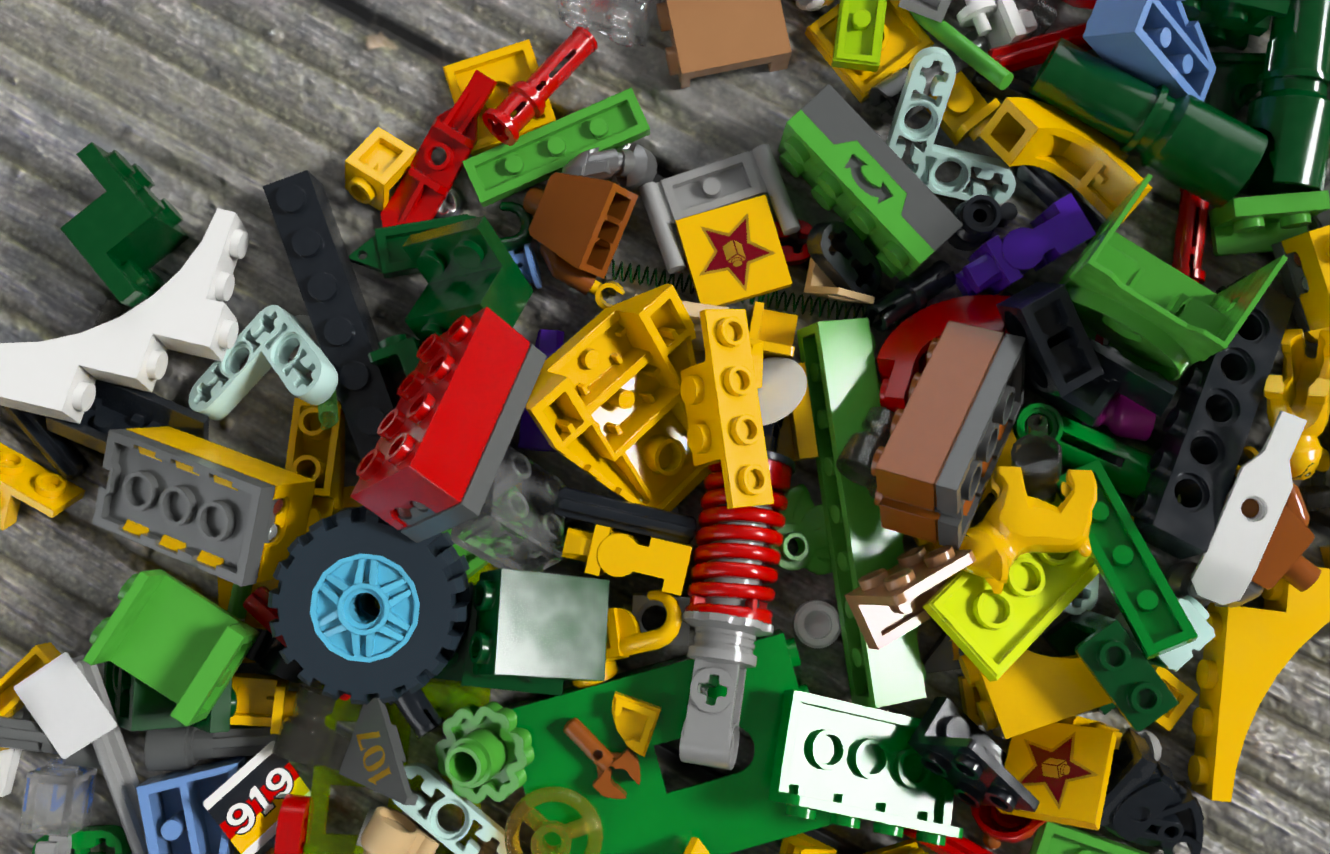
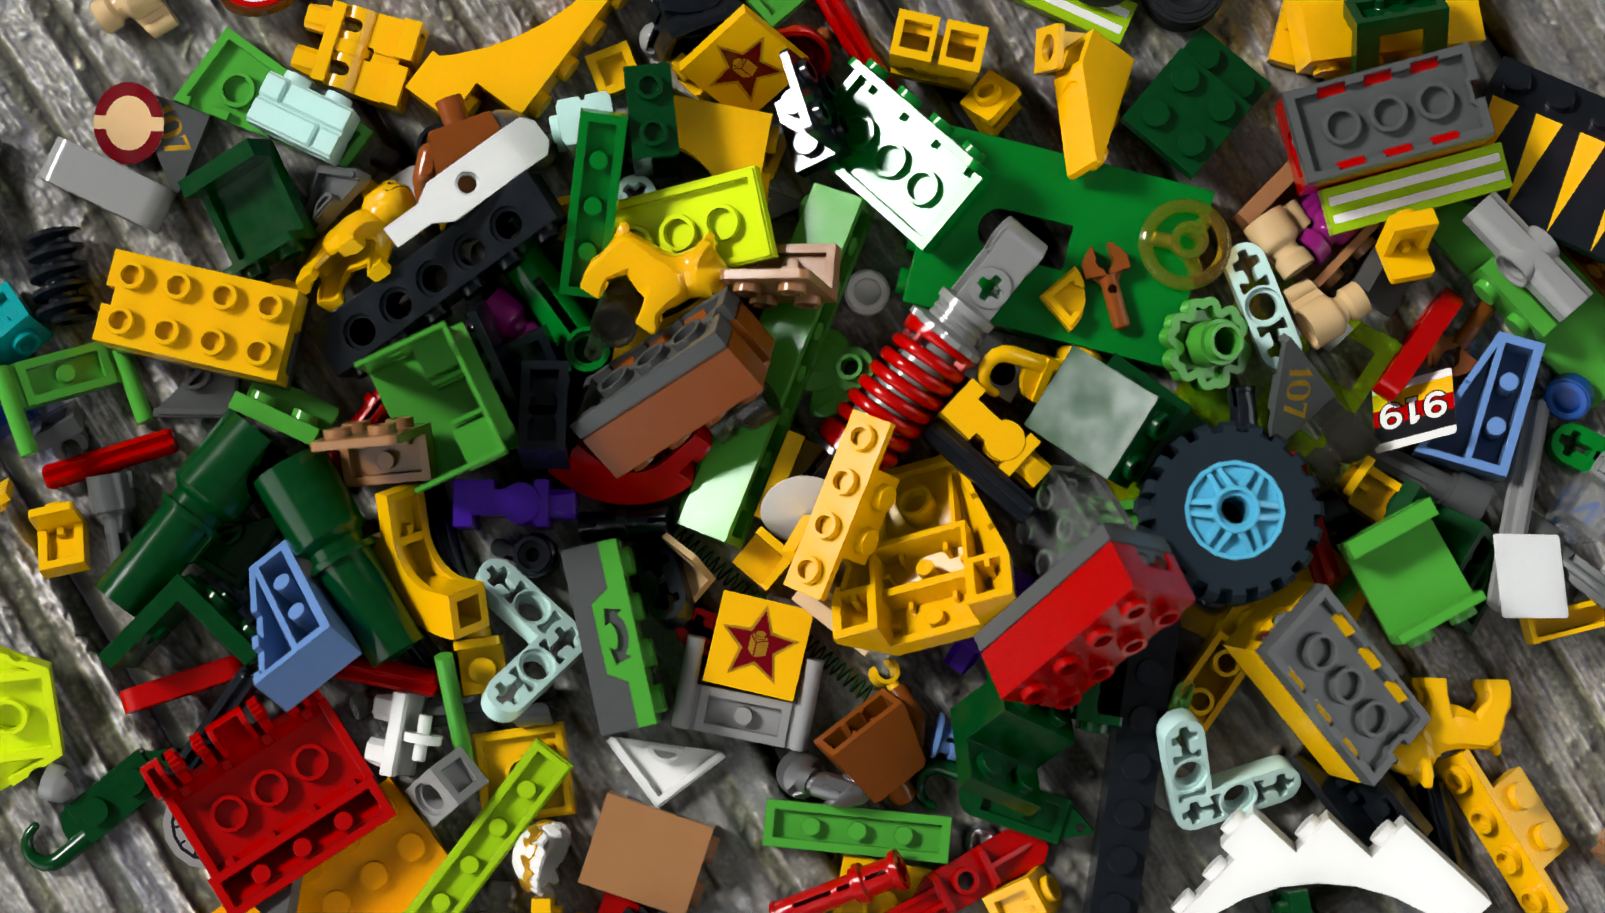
camera: 150 degrees left, 0 degrees up
(58, 539) = (1452, 725): none -> yellow animal
(751, 110) = (661, 767): none -> white tile
(1172, 225) = (382, 451): none -> medium nougat bracket

